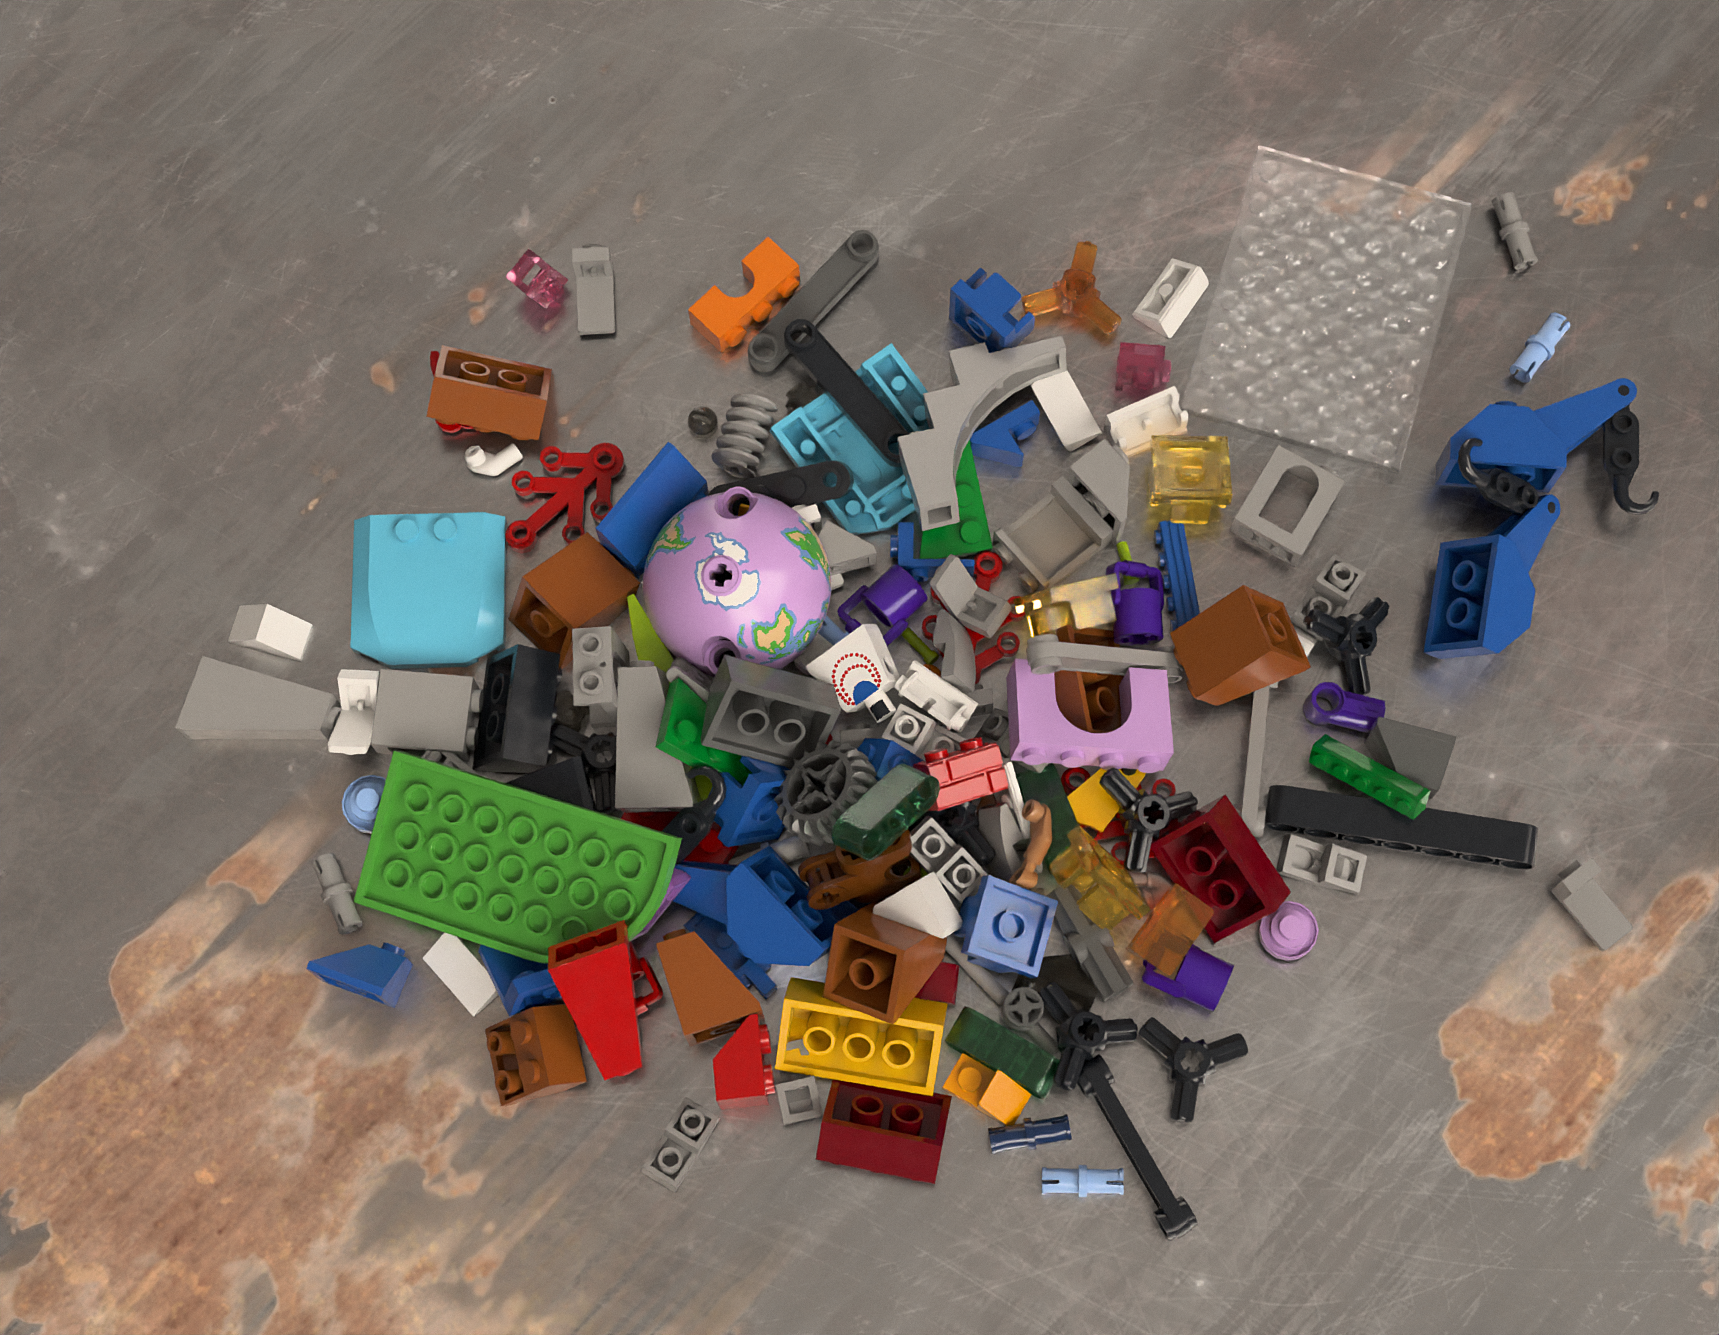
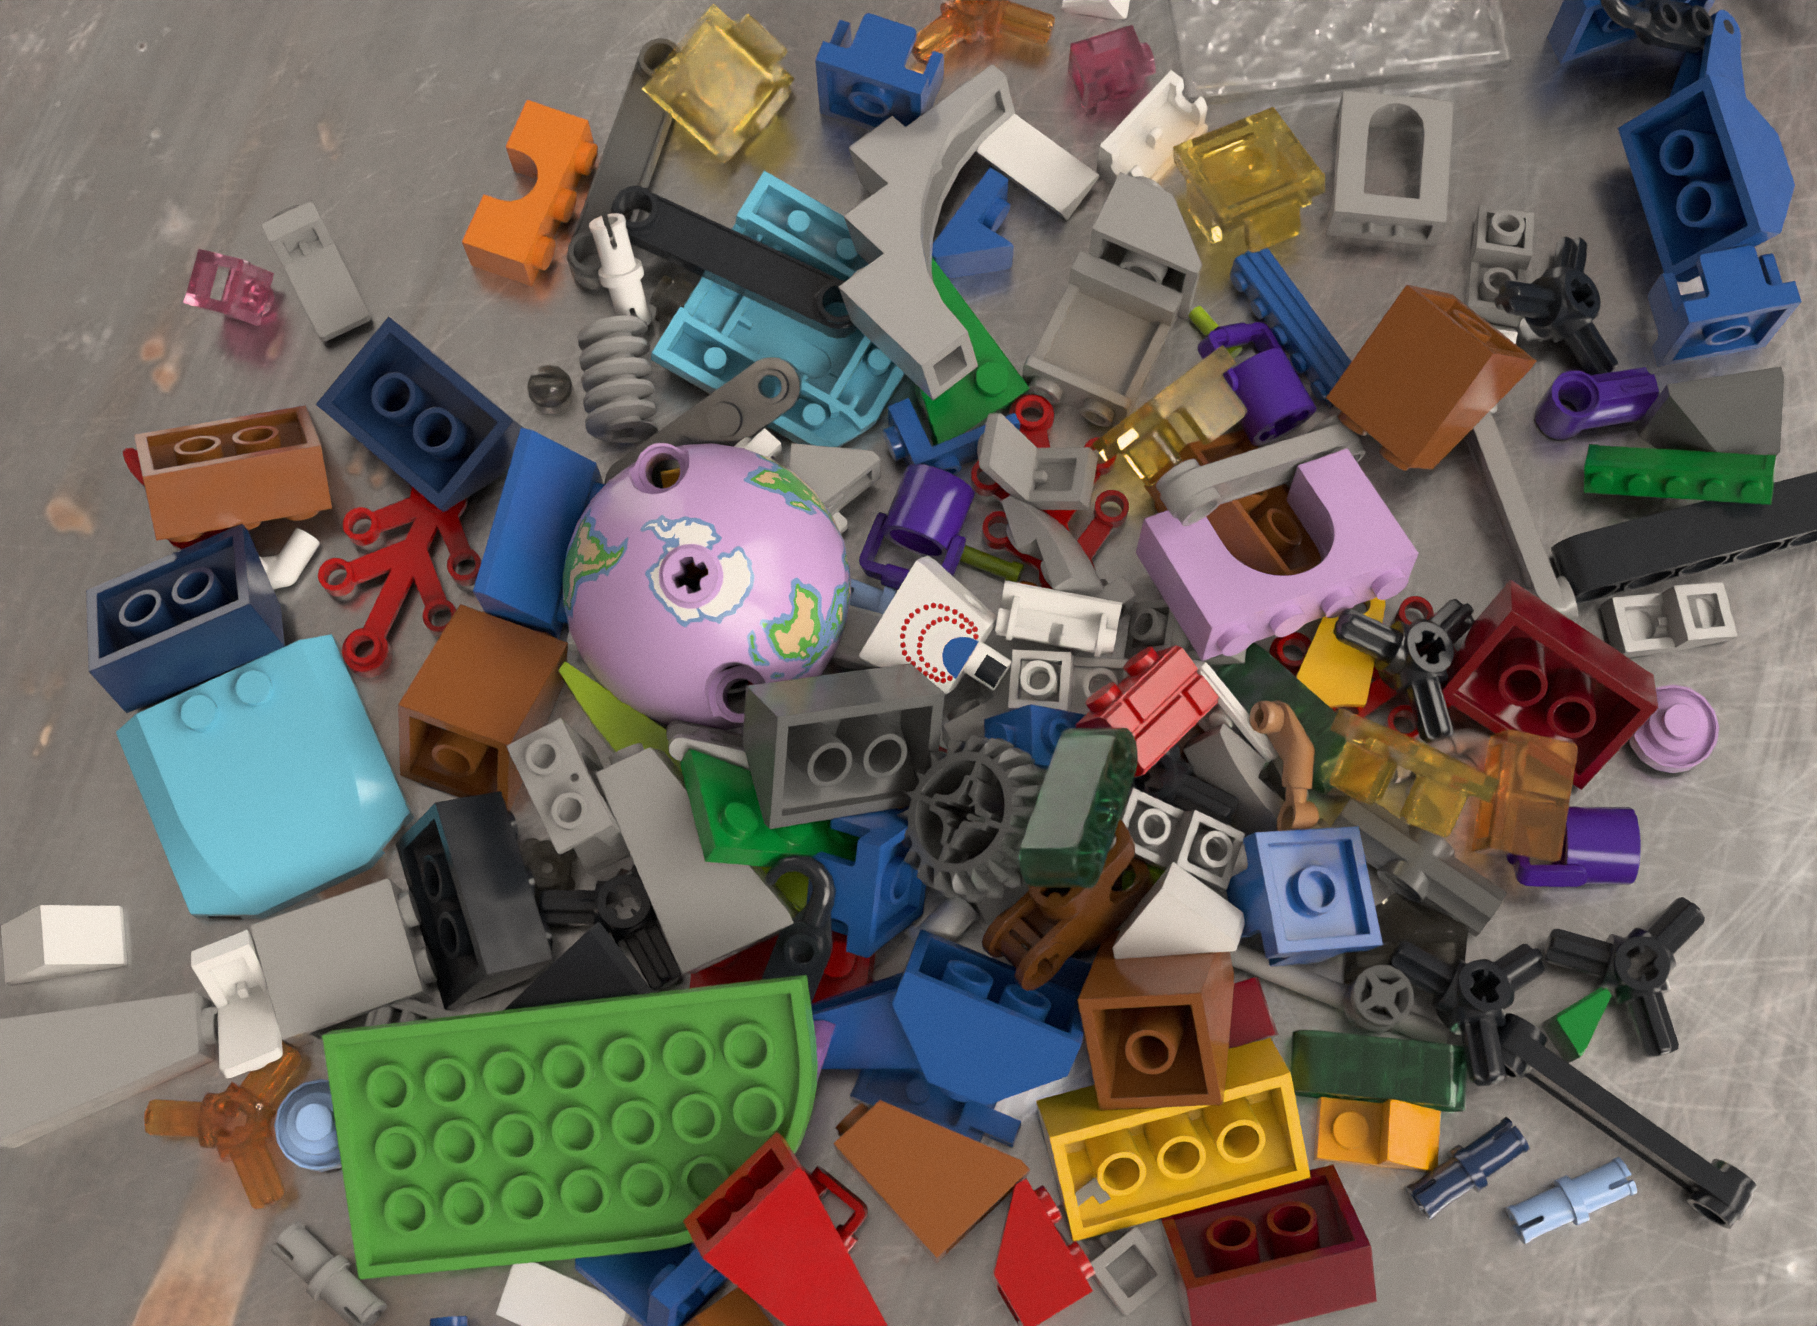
camera: 25 degrees left, 0 degrees up
(322, 795) = (244, 1144): none -> clear orange bush
(421, 470) = (182, 620): none -> dark blue slope
(616, 407) = (421, 417): none -> dark blue slope
(775, 367) = (619, 268): none -> white pin
(893, 274) = (722, 81): none -> clear yellow panel
(1137, 1077) = (1576, 1024): none -> green slope
(1449, 685) = (1735, 313): none -> blue panel

